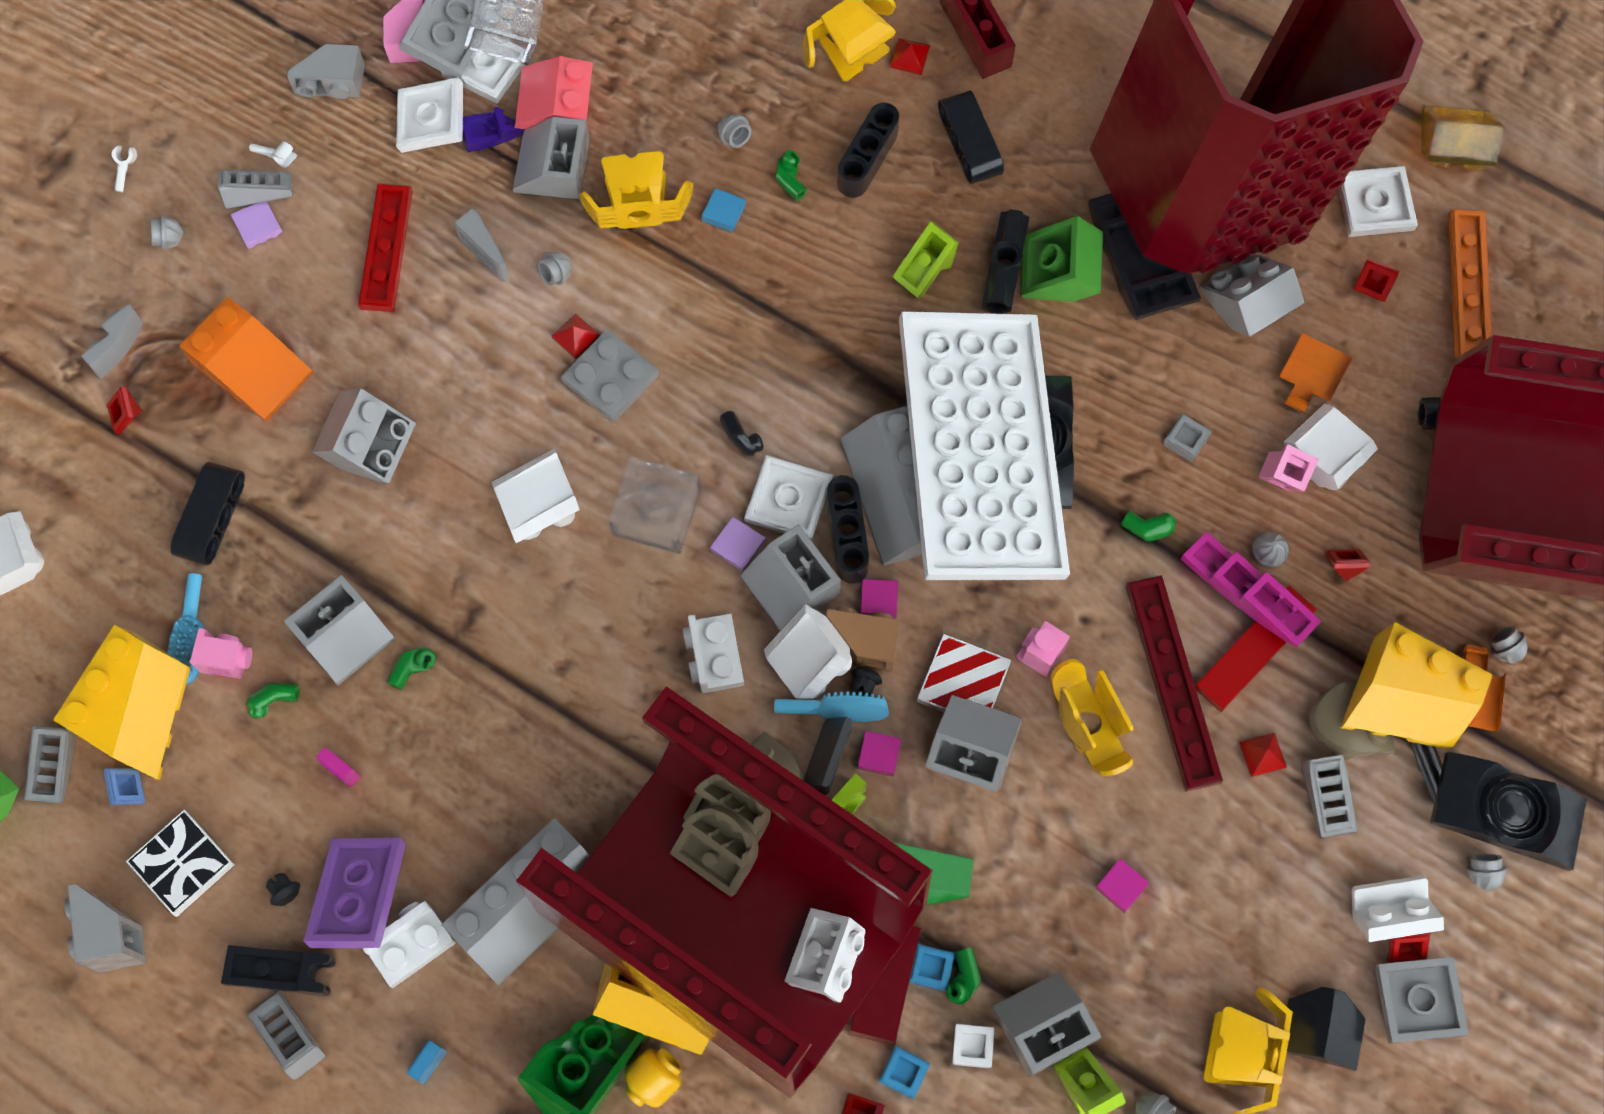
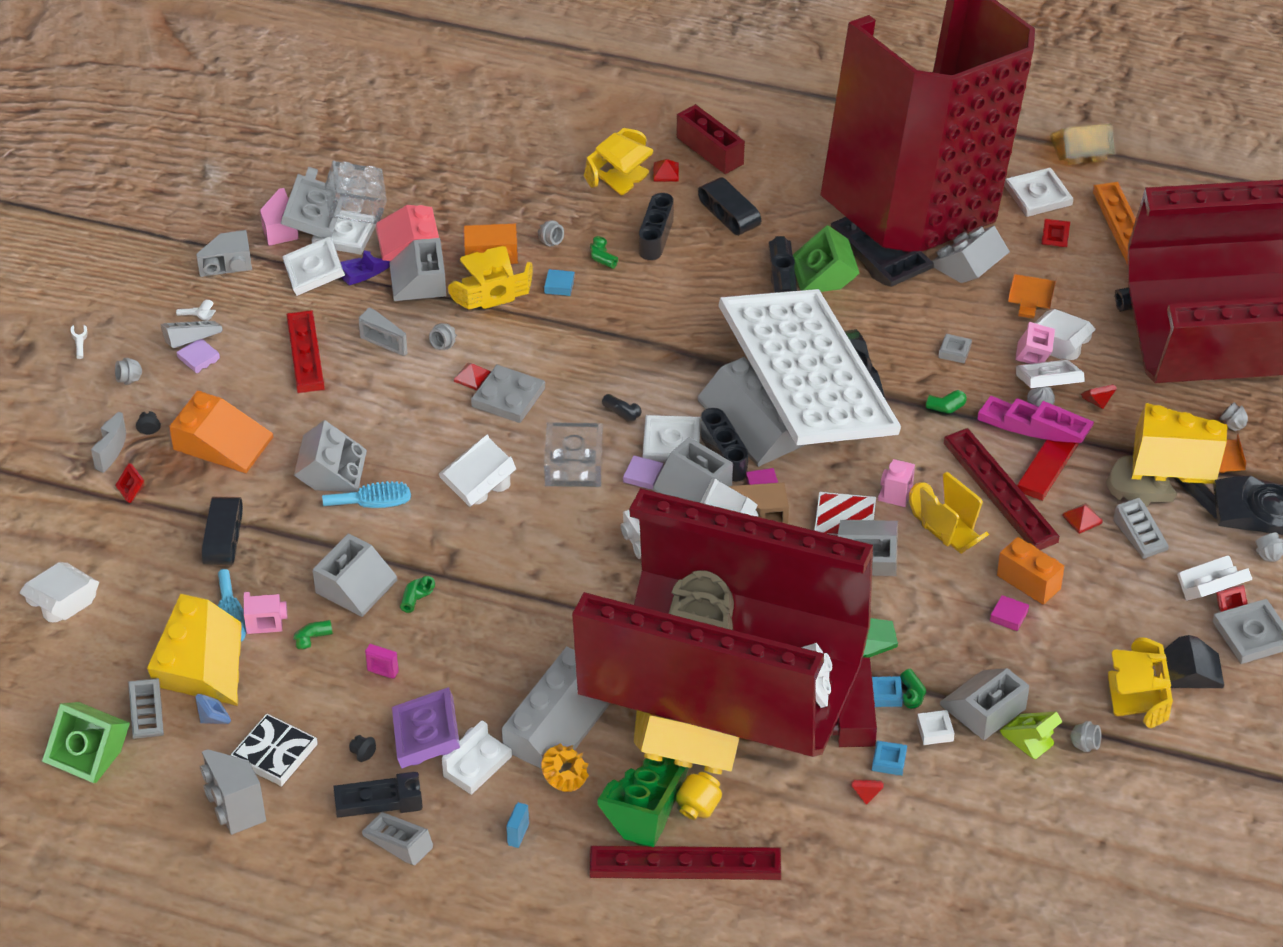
camera: 15 degrees left, 25 degrees down
(168, 318) = (148, 423): none -> black piece
(403, 499) = (372, 496): none -> medium azure piece
(490, 987) = (567, 780): none -> light orange gear
(651, 131) = (483, 237): none -> orange brick
(926, 259) = (725, 275): lime slope -> none
(1168, 832) = (1030, 570): none -> orange brick
(1292, 519) = (1049, 373): none -> white tile

